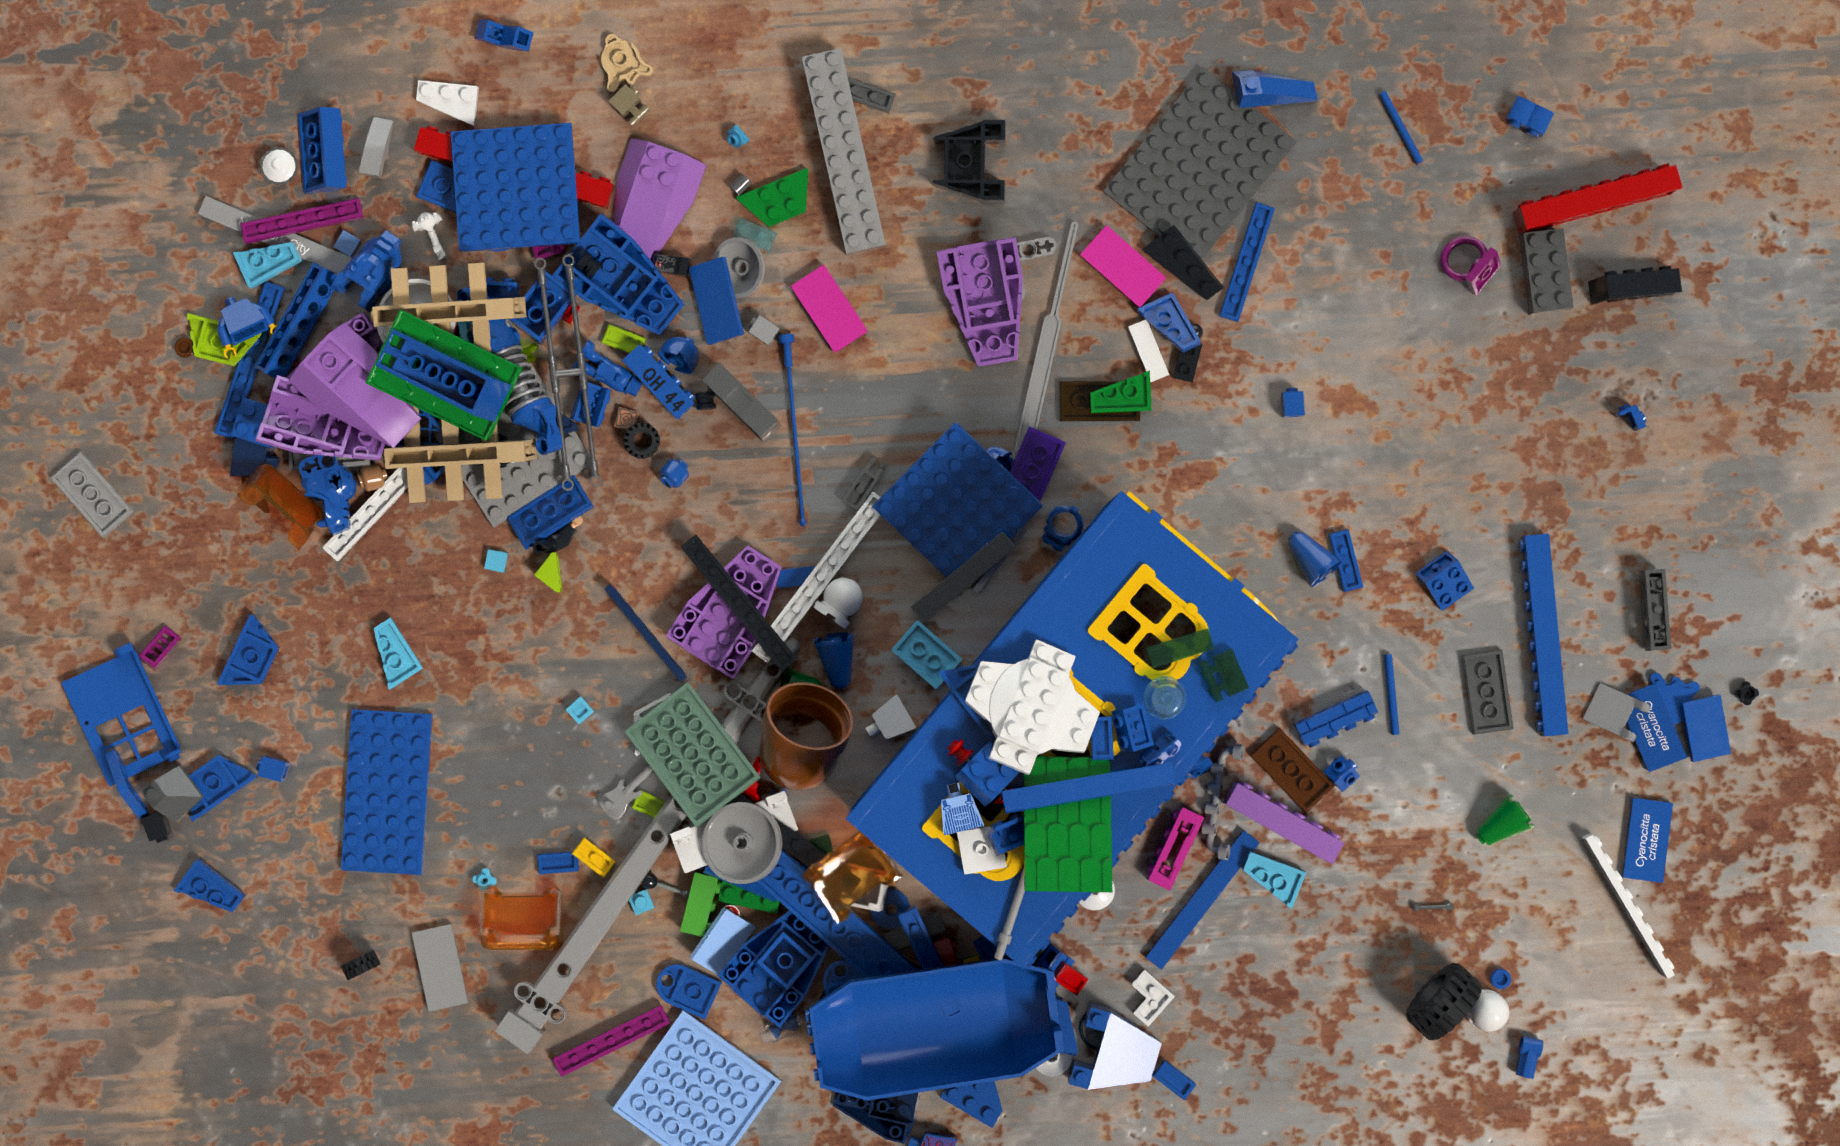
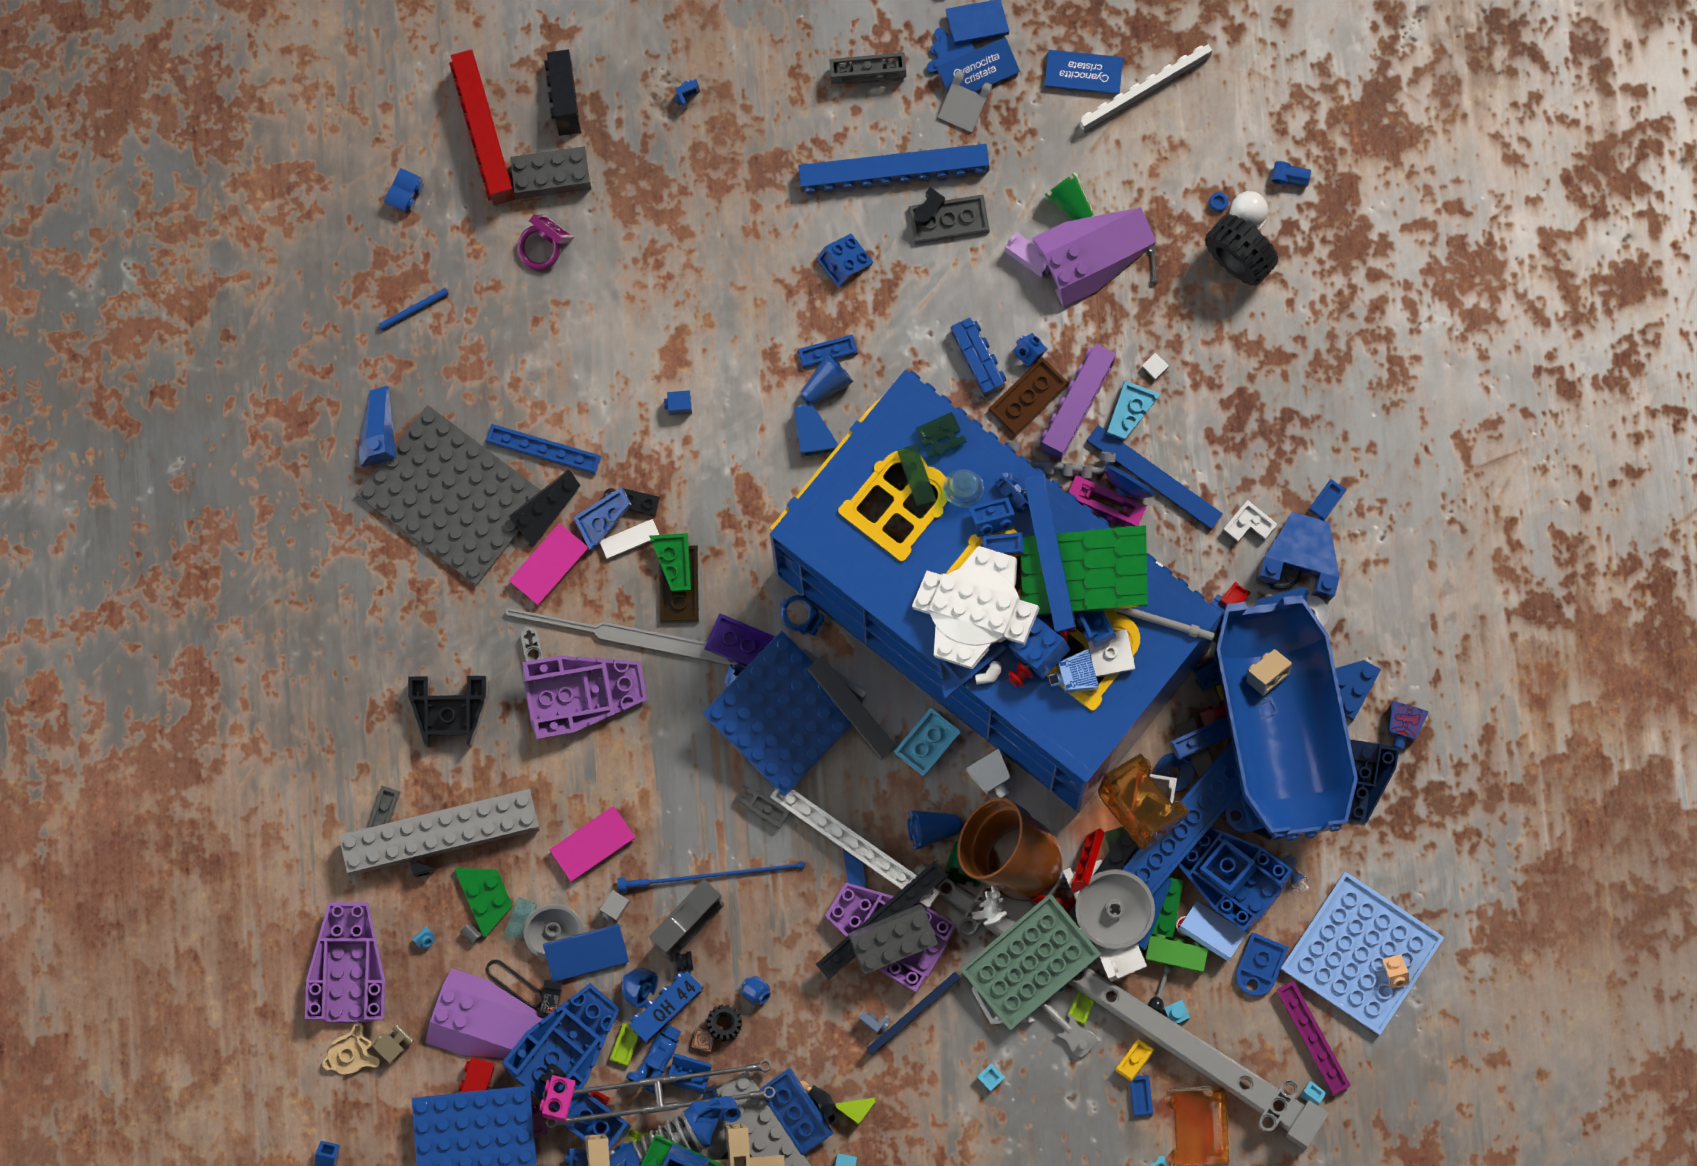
camera: 85 degrees left, 10 degrees down
(553, 1038) = (1313, 1093): none -> medium azure plate
(560, 274) = (562, 1099): none -> dark pink brick
(639, 590) = (871, 1022): none -> sand blue bracket
(675, 1129) = (1396, 971): none -> light nougat bracket
(684, 221) = (508, 989): none -> black piece
(706, 56) = (346, 968): none -> medium lavender wedge
(716, 613) = (892, 939): none -> dark grey brick
(745, 716) = (992, 908): none -> white piece
(795, 816) = (1087, 860): none -> red tile
(807, 131) = (420, 870): none -> black slope
(841, 599) = (876, 824): white tile -> none
(962, 722) = (991, 674): none -> white arm
(987, 1011) = (1268, 672): none -> tan brick
(1191, 870) = (1127, 484): none -> blue dish
(1257, 542) = (812, 432): none -> blue slope
(1321, 904) = (1155, 366): none -> white tile
(1391, 694) = (953, 306): blue bar -> none
(1445, 776) = (1027, 254): none -> lavender brick
(1448, 843) = (1093, 250): none -> medium lavender wedge
(1493, 667) = (929, 209): none -> black leg

